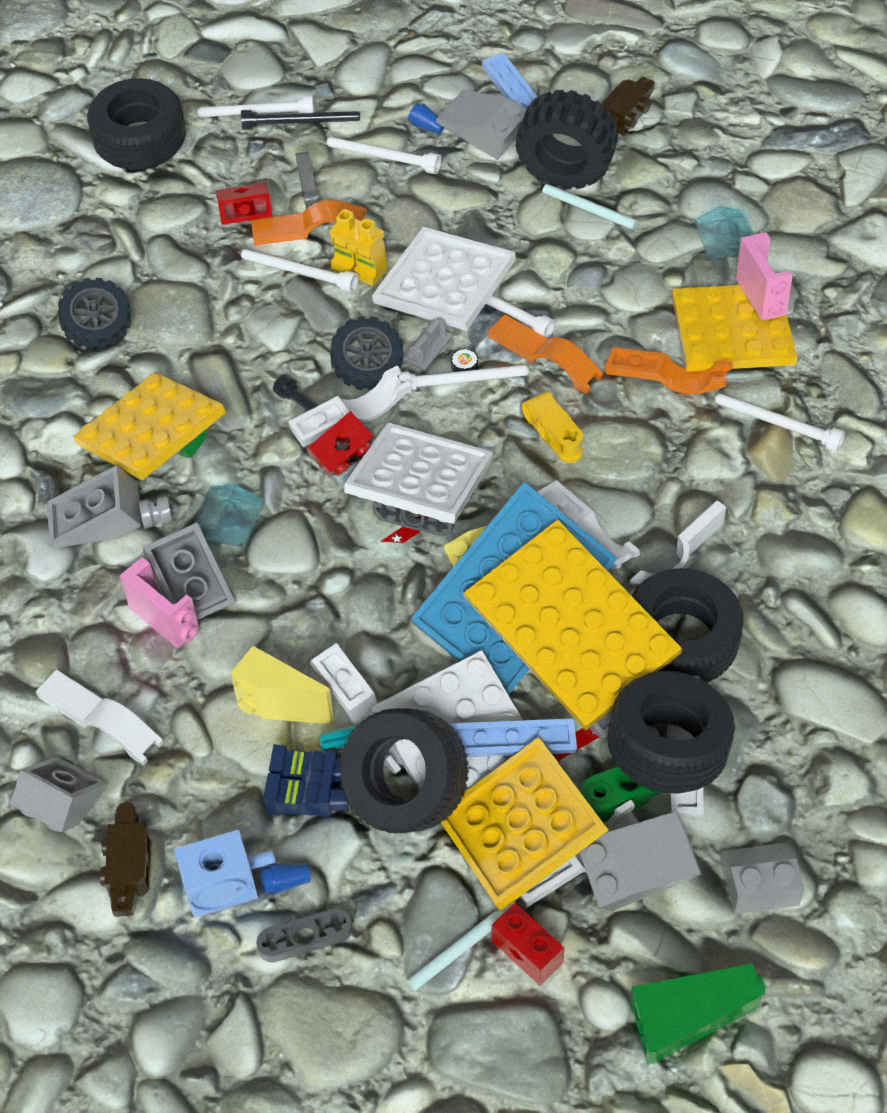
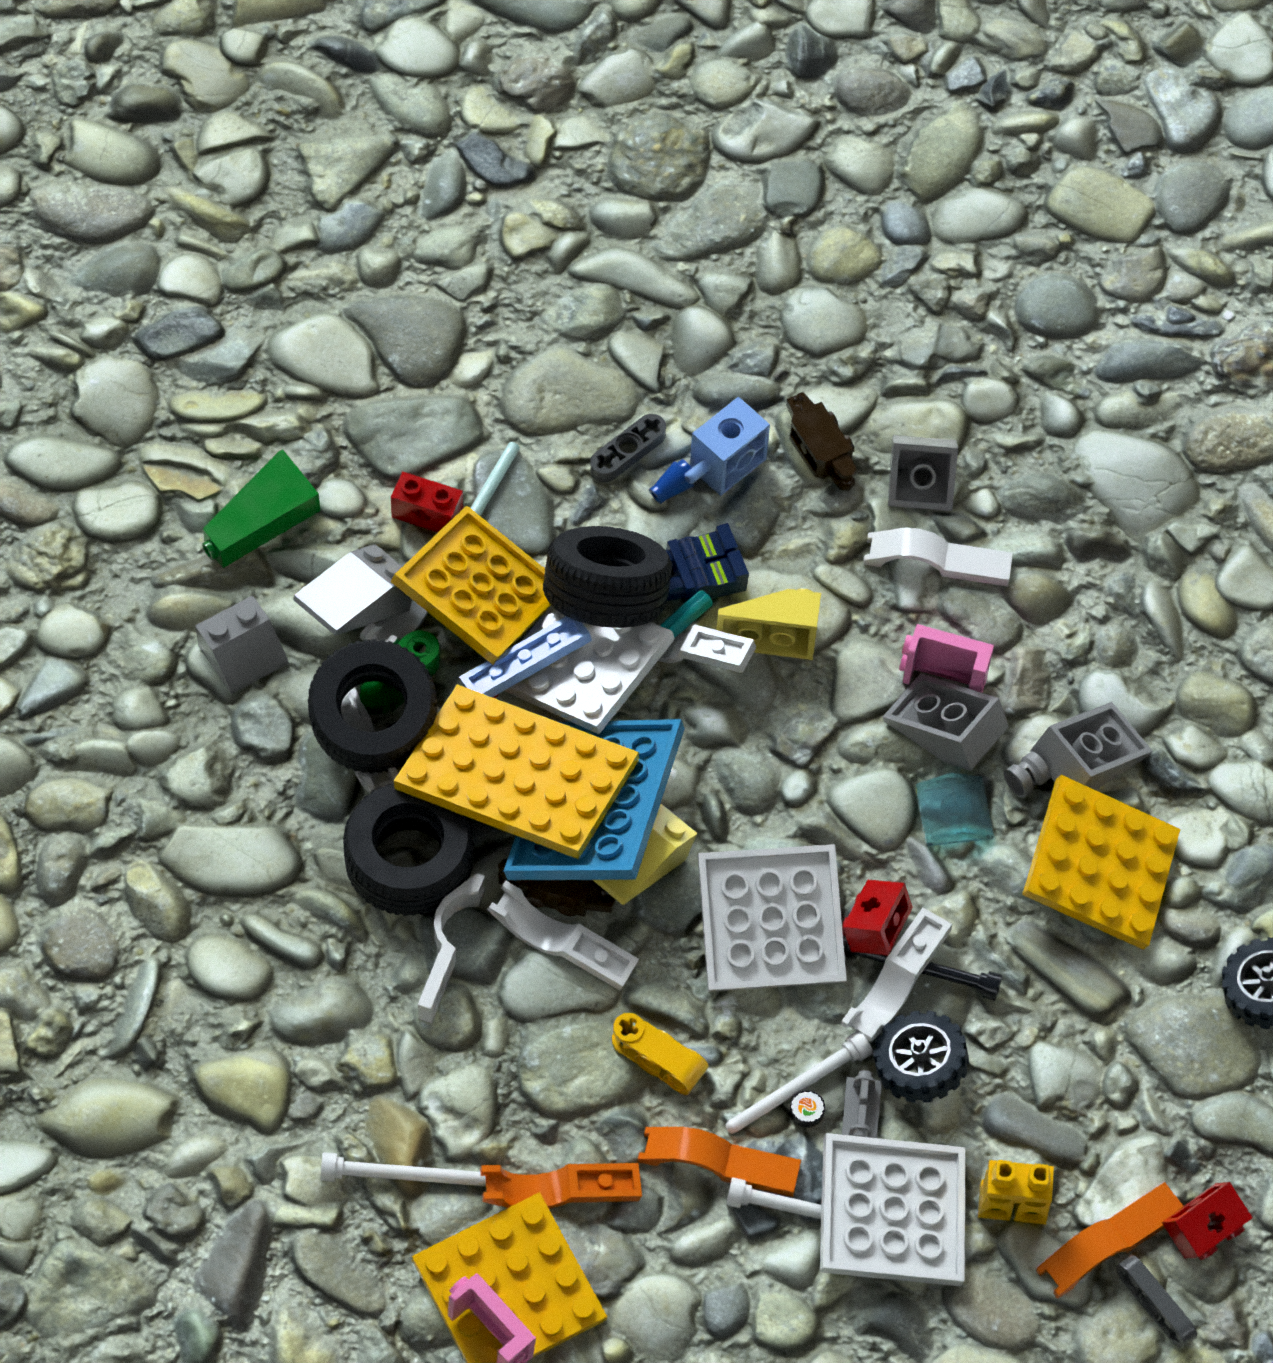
camera: 150 degrees right, 5 degrees up
(346, 281) = (1107, 1162): white piece -> none

